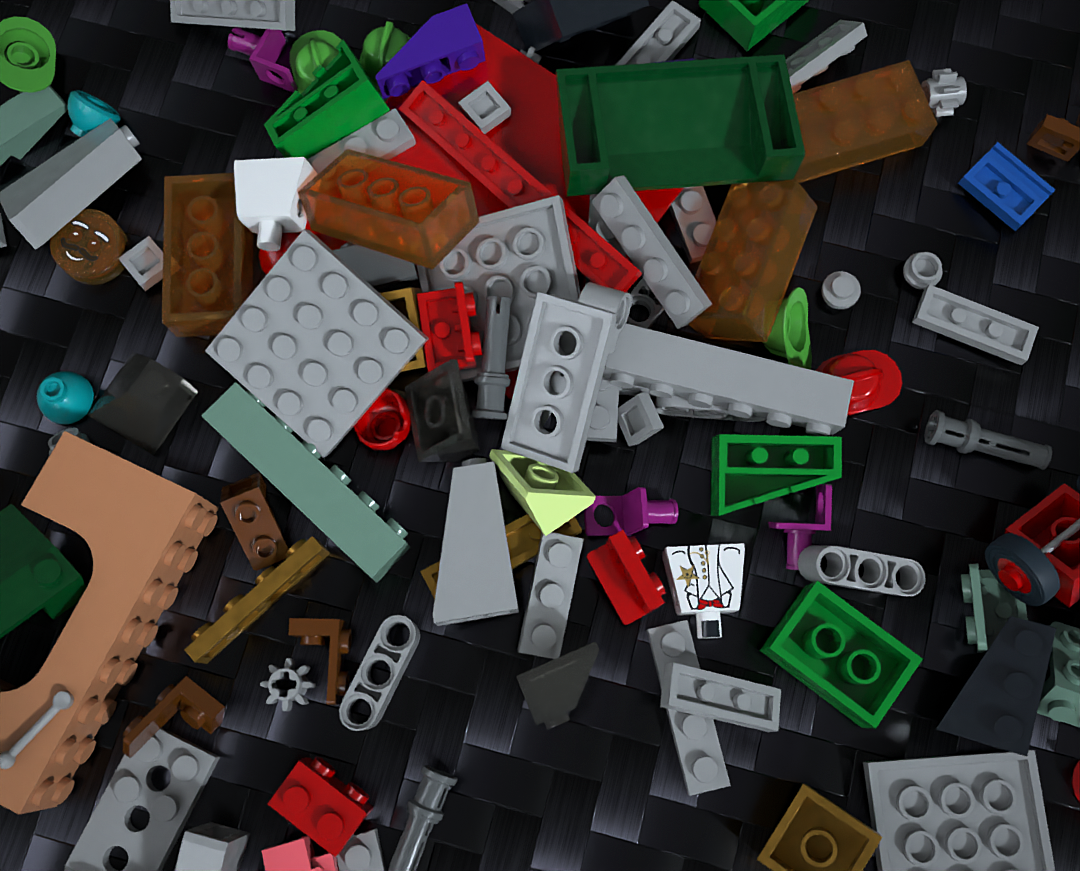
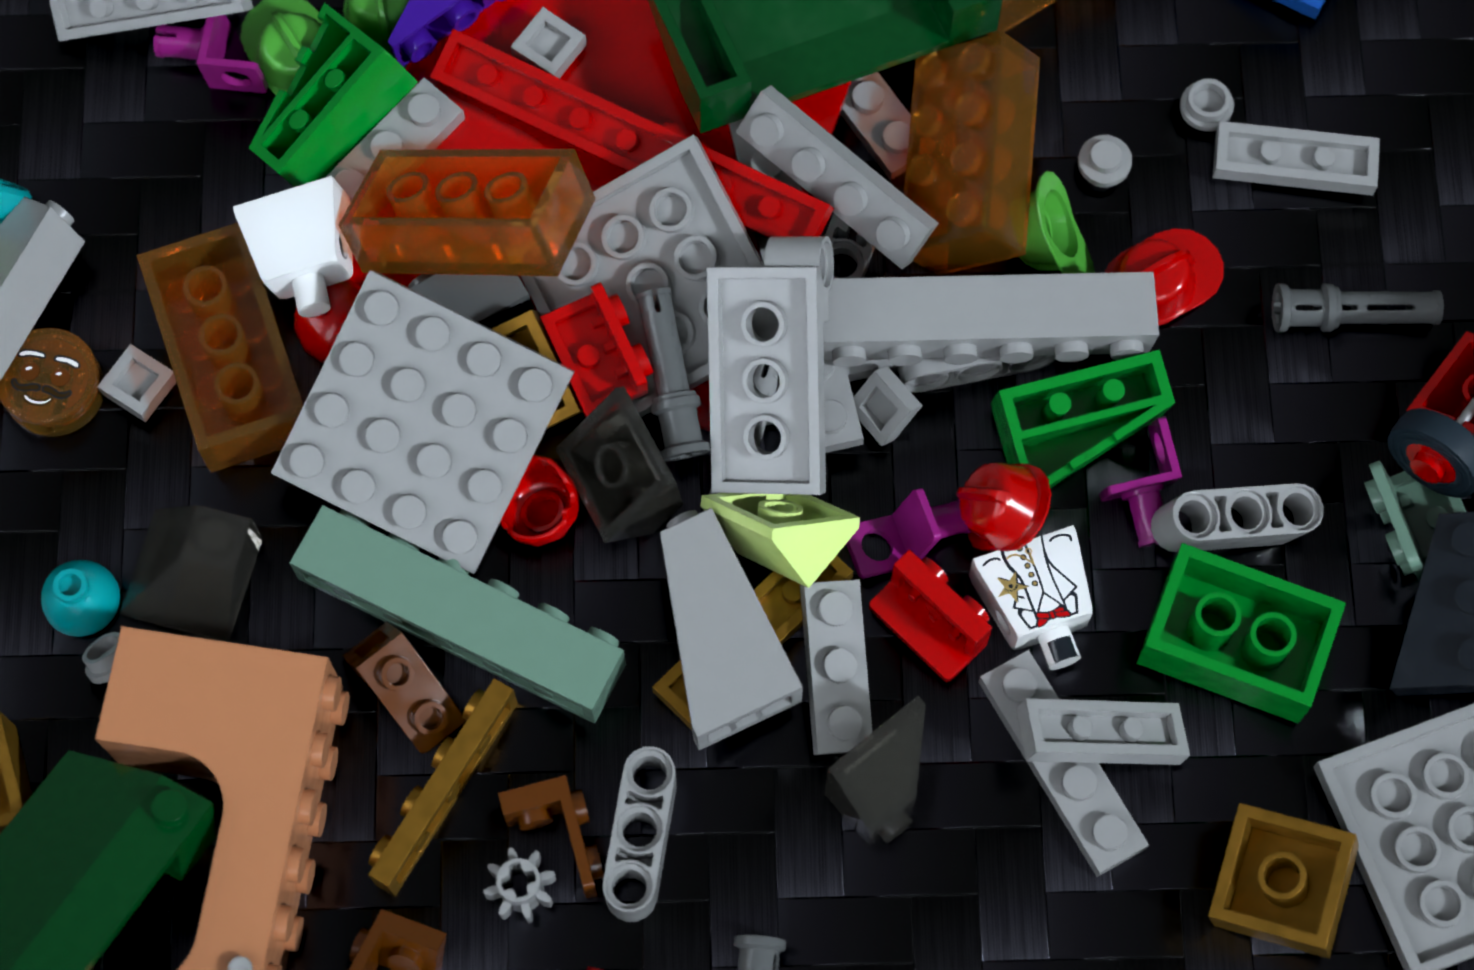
camera: 15 degrees left, 5 degrees down
(700, 517) = (1004, 505): none -> red piece

